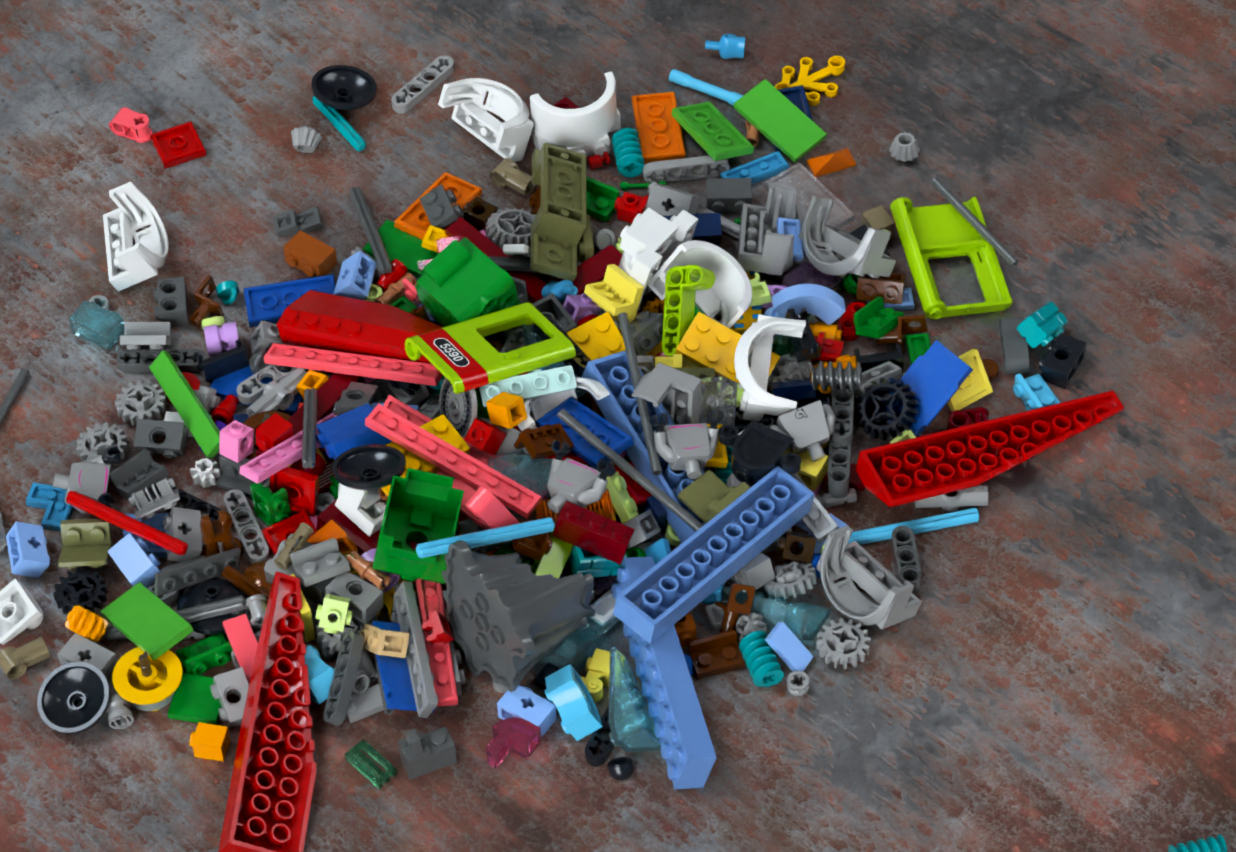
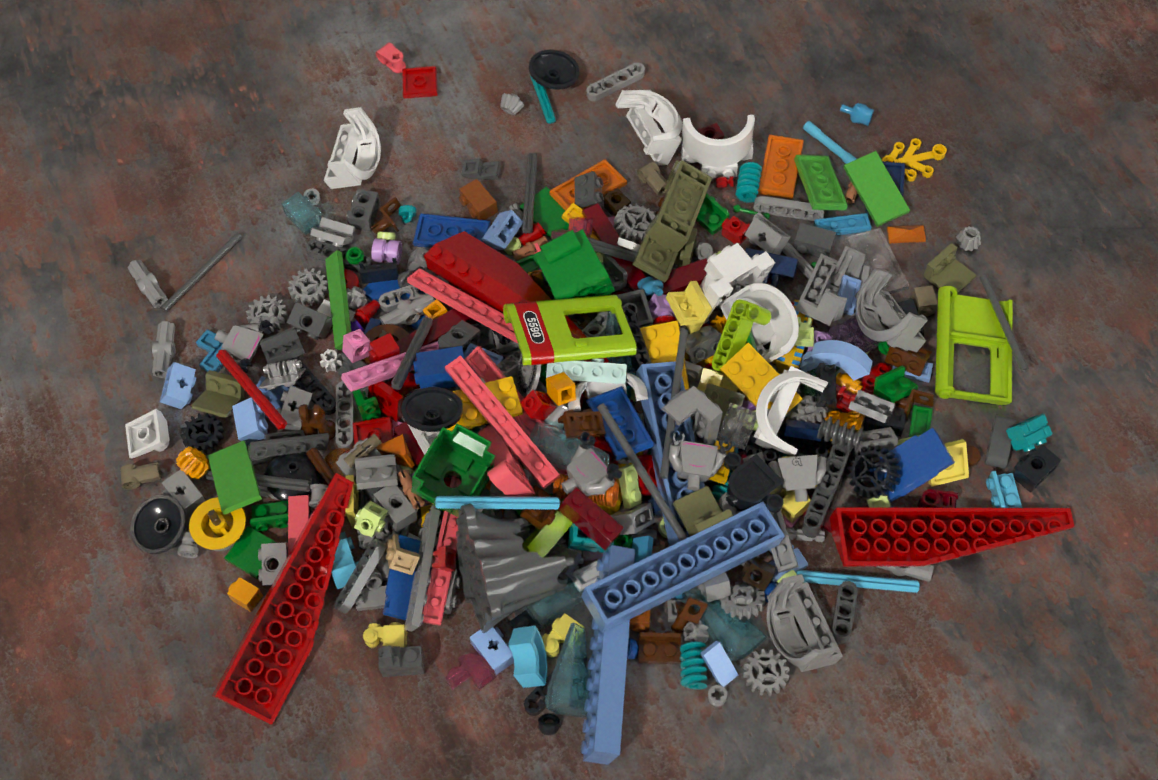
camera: 20 degrees right, 10 degrees up
(185, 352) = (354, 251): none -> green plate
(383, 777) = (364, 669): clear green tile -> none
(385, 735) = (390, 635): none -> light yellow brick
(861, 343) = (872, 406): none -> bracket
(888, 185) = (948, 271): none -> olive bracket

